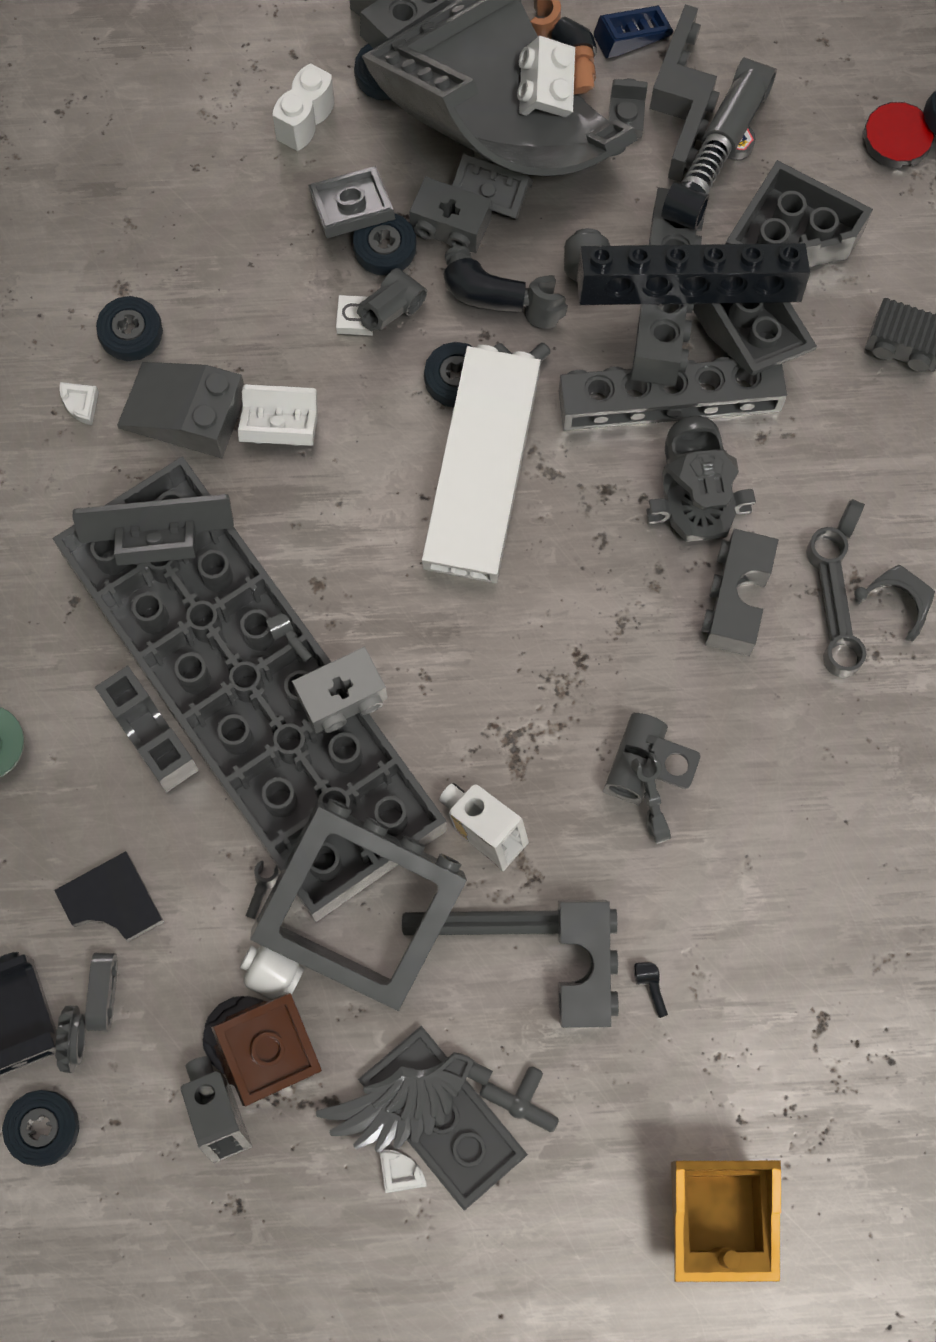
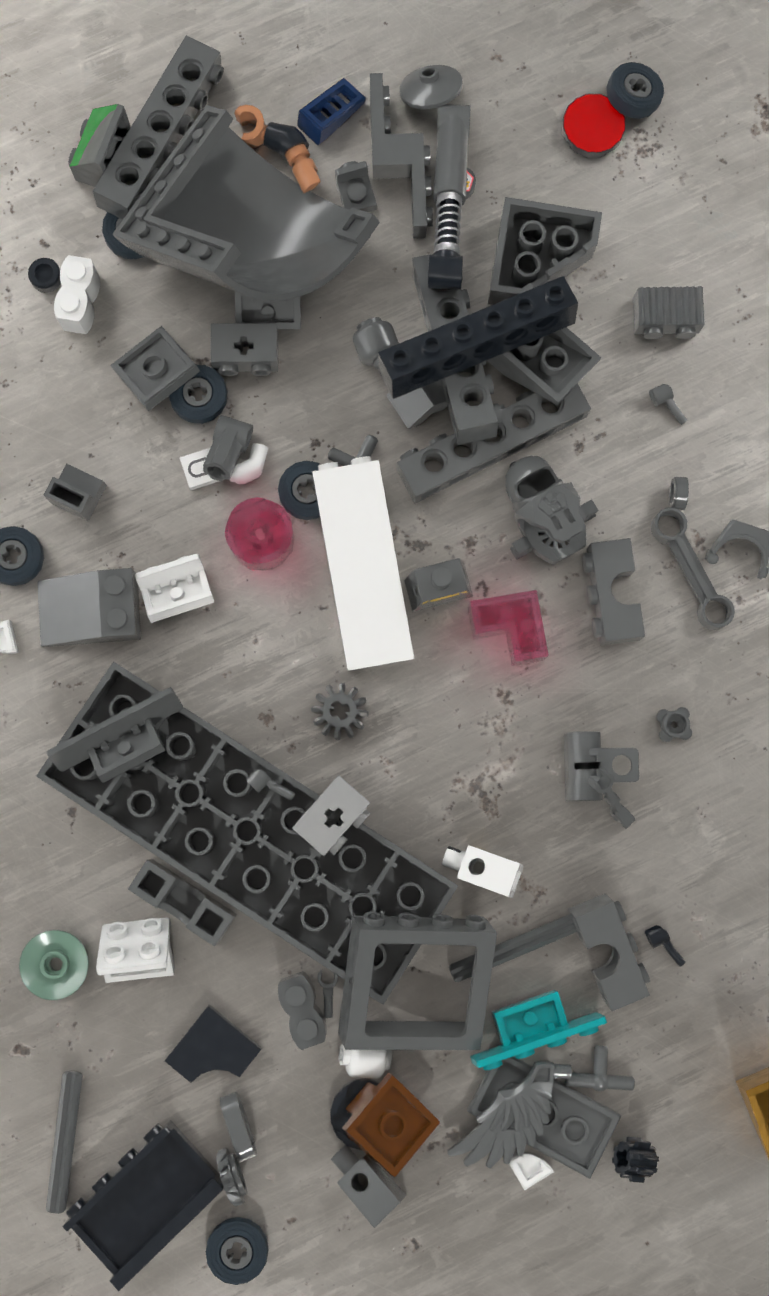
camera: 25 degrees left, 10 degrees up
(74, 763) = (135, 950): none -> white bracket
(218, 289) = (75, 492): none -> dark grey piece
(226, 882) = (306, 1019): none -> dark grey brick
(278, 79) = (44, 275): none -> black tile
(381, 602) = (335, 722): none -> dark grey gear
(383, 413) = (242, 539): none -> clear pink brick
(407, 332) = (251, 468): none -> white arm
(468, 1008) = (533, 1025): none -> teal bracket
(483, 290) = (293, 406): piece -> none
(523, 1207) = (635, 1159): none -> black gear
(547, 77) = (276, 188): white bracket -> none
(555, 512) = (438, 584): none -> dark grey torso
(609, 327) = (419, 404): none -> dark grey piece
(620, 572) = (517, 617): none -> clear pink brick
(743, 40) = (431, 86): none -> dark grey dish
(761, 747) = (681, 717): none -> dark grey plate
(872, 415) = (664, 394): none -> dark grey hand

